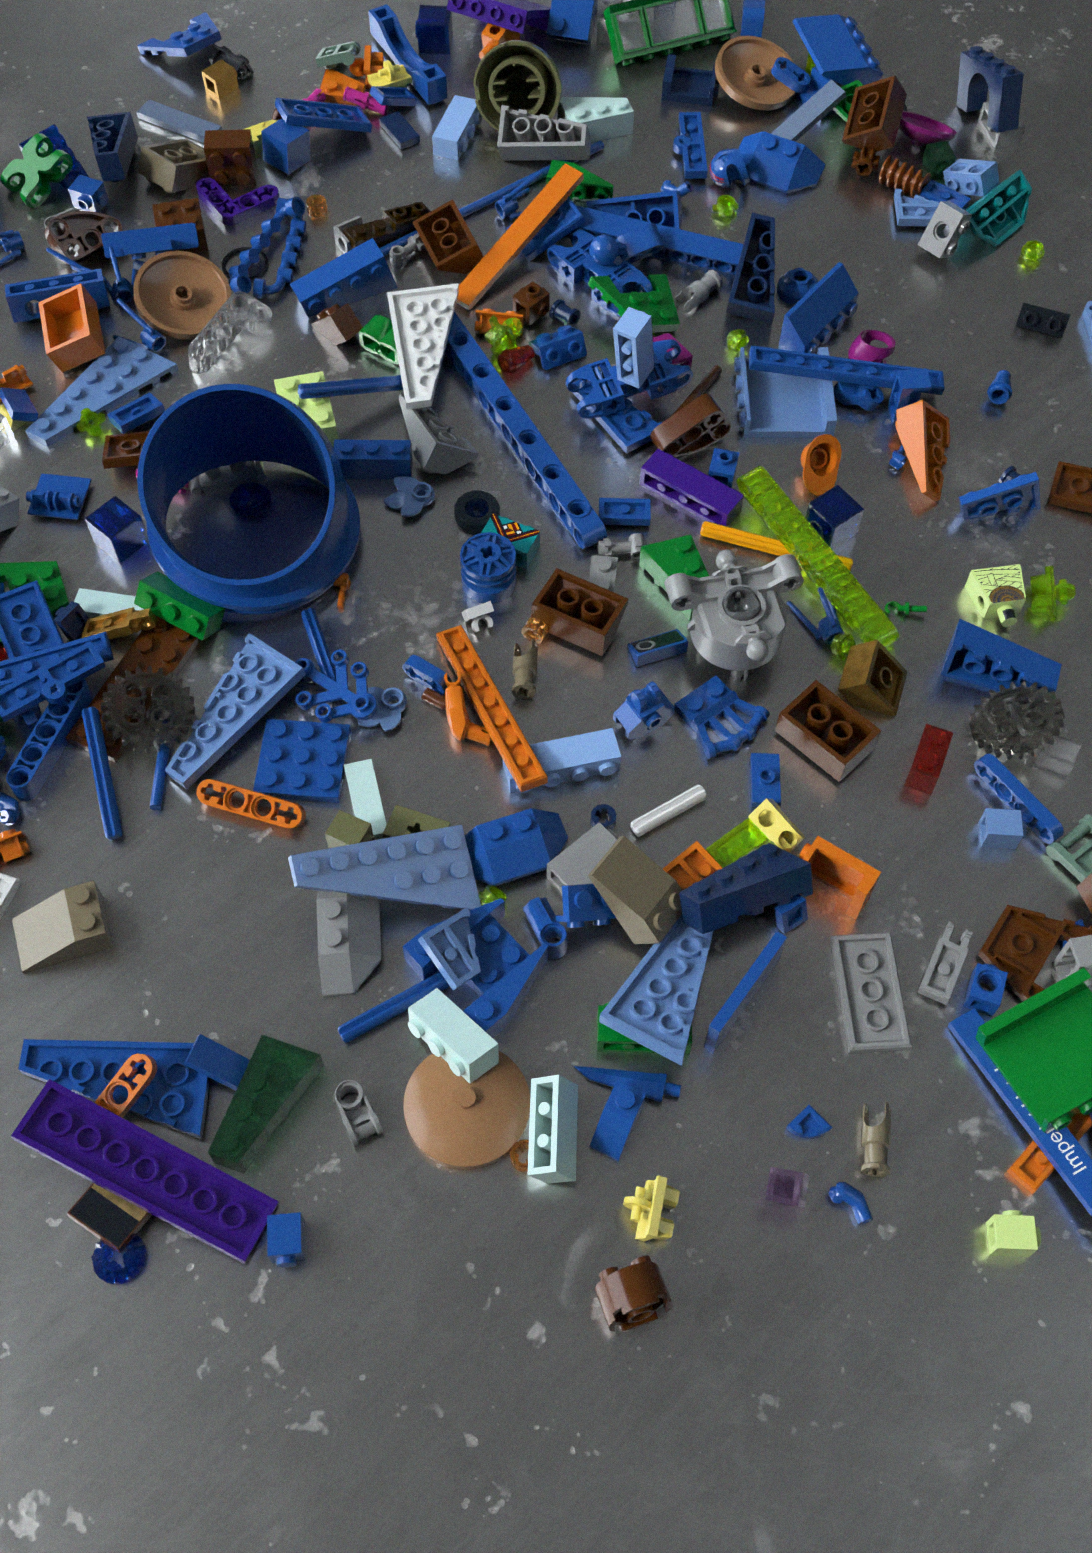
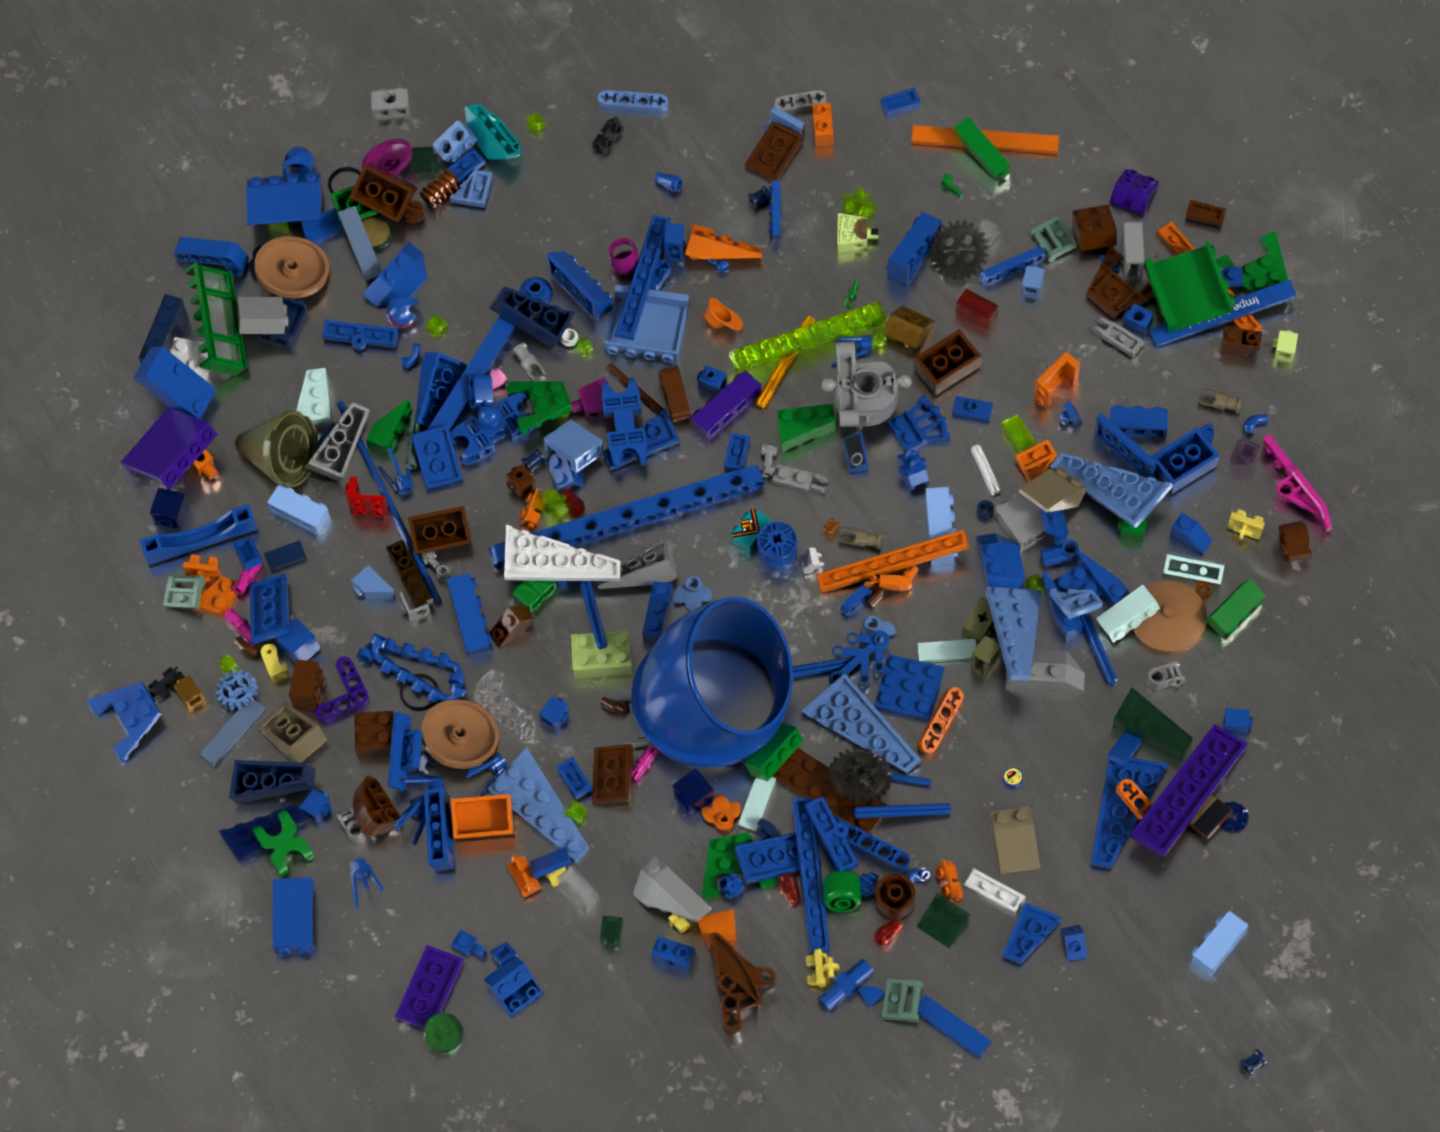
camera: 75 degrees left, 5 degrees up
(58, 496) = (645, 837): blue hinge -> none
(96, 570) = (721, 810): none -> orange plate
(121, 623) = (780, 797): pearl gold hinge -> none
(170, 915) = (1013, 777): none -> tile
(221, 373) = (554, 713): none -> blue brick
(226, 112) = (236, 689): none -> medium blue gear
(259, 104) = (227, 663): none -> clear neon green plate
(316, 205) = (369, 633): clear orange bush -> none
(373, 197) = (372, 586): none -> medium blue slope
(390, 76) = (226, 554): light yellow hips -> none
(471, 501) = (725, 550): black bush -> none
(478, 164) = (364, 504): none -> red bracket
(492, 1209) = (1235, 608): none -> green brick
(518, 235) = (452, 477): orange tile -> none
(579, 611) = (825, 493): reddish brown slope -> none
(584, 337) = (574, 444): none -> medium blue panel
(633, 347) = (627, 405): light blue brick -> none
(650, 1083) = (1168, 518): blue bar -> none
(665, 264) = (498, 378): none -> bright pink cone
(683, 50) = (261, 315): none -> light grey brick
(737, 1294) = (1301, 492): none -> dark pink piece
(745, 322) = (569, 338): none -> white plate
(745, 888) = (1057, 428): dark blue wedge -> none
(746, 1089) = (1185, 460): none -> blue brick
(776, 825) = (1010, 408): light yellow leg -> none
(790, 75) = (301, 241): blue beam -> none
(803, 1012) = (1140, 420): none -> blue brick
(826, 139) = (378, 231): none -> pearl gold tile
(835, 516) = (773, 317): clear blue head -> none
(870, 993) = (1128, 383): light grey tile -> none
(898, 59) = (296, 157): none -> blue helmet
(934, 239) = (506, 168): light grey brick -> none
(984, 71) = (389, 90): dark blue arch -> none
(994, 1152) = (1240, 341): none -> reddish brown slope

